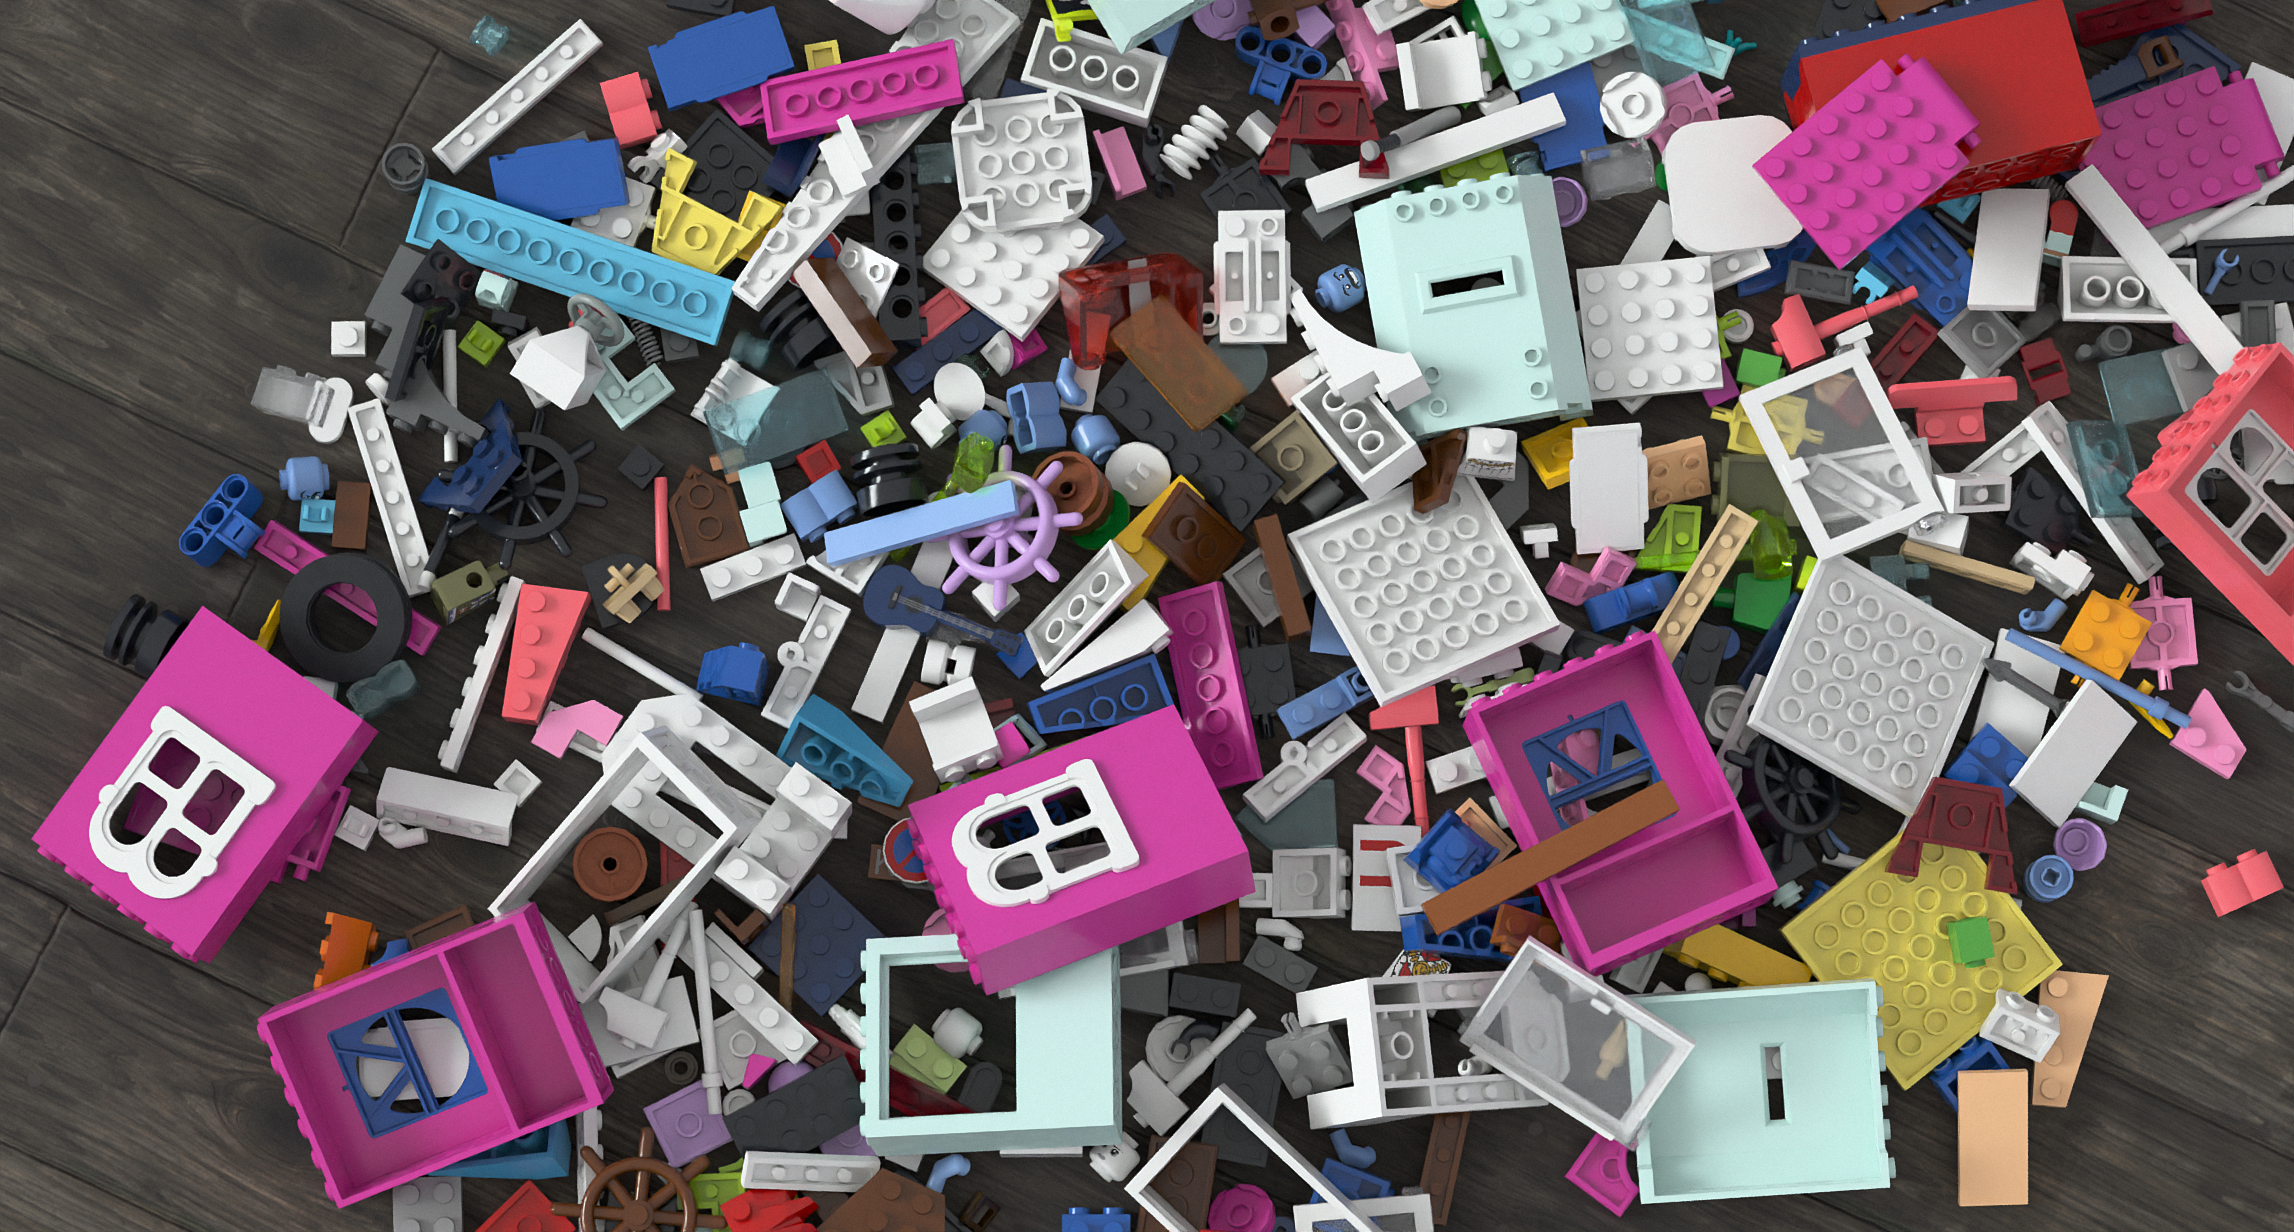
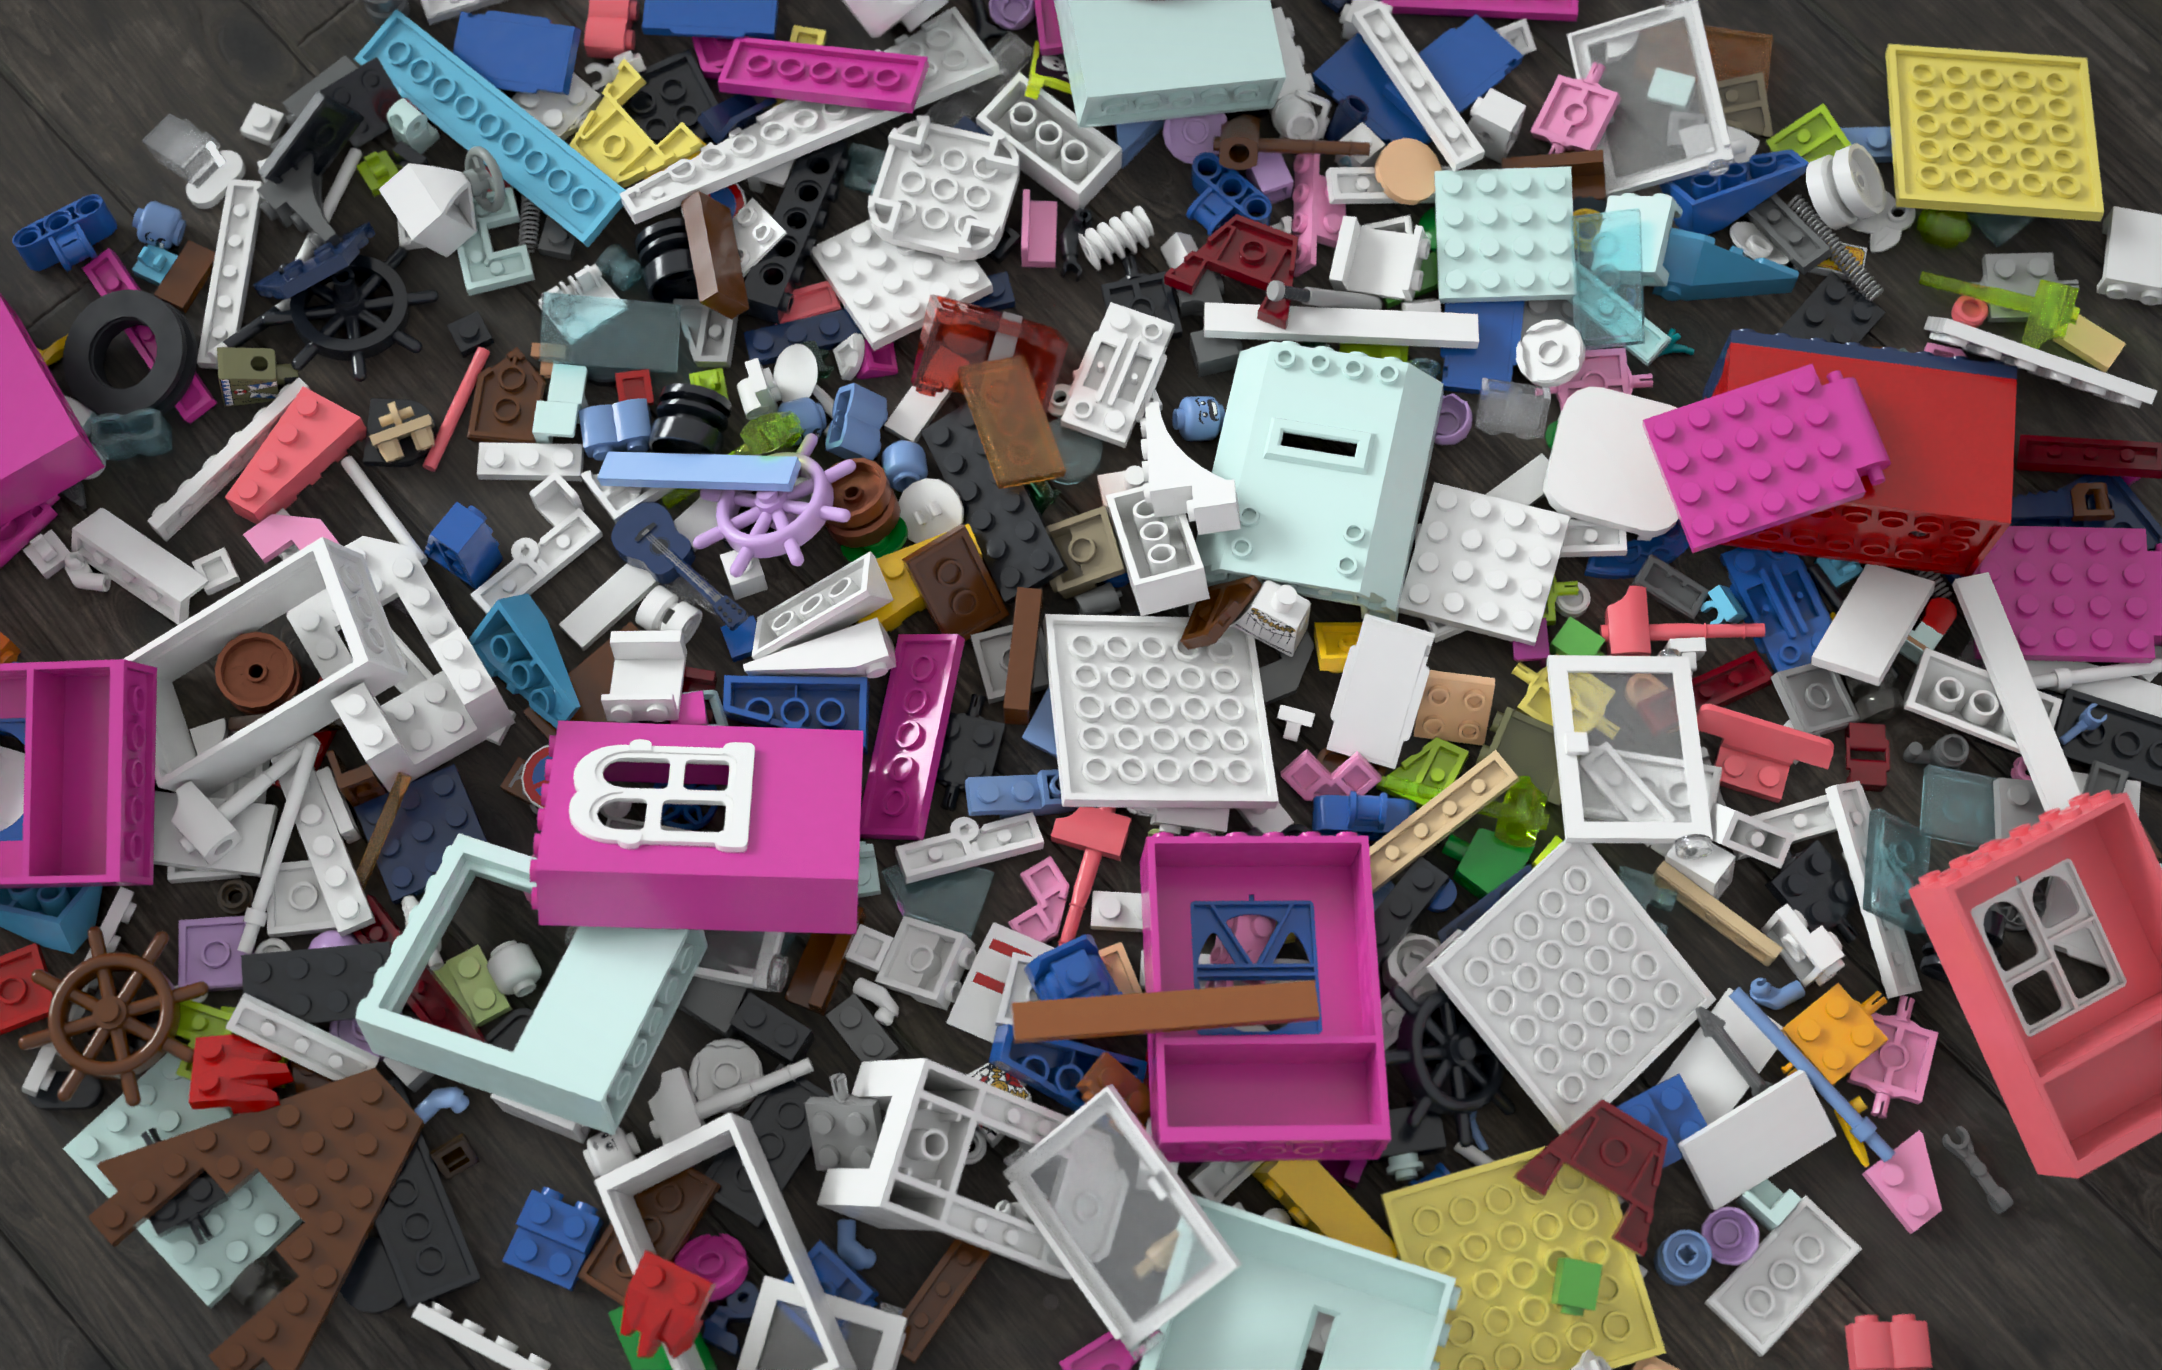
camera: 25 degrees right, 10 degrees down
(756, 1069) = (299, 923): dark pink slope -> none
(848, 160) = (783, 124): white panel -> none
(1067, 386) = (898, 406): medium blue arm -> none
(1196, 1029) = (749, 1060): black arm -> none
(2135, 859) = (1783, 1276): none -> white tile

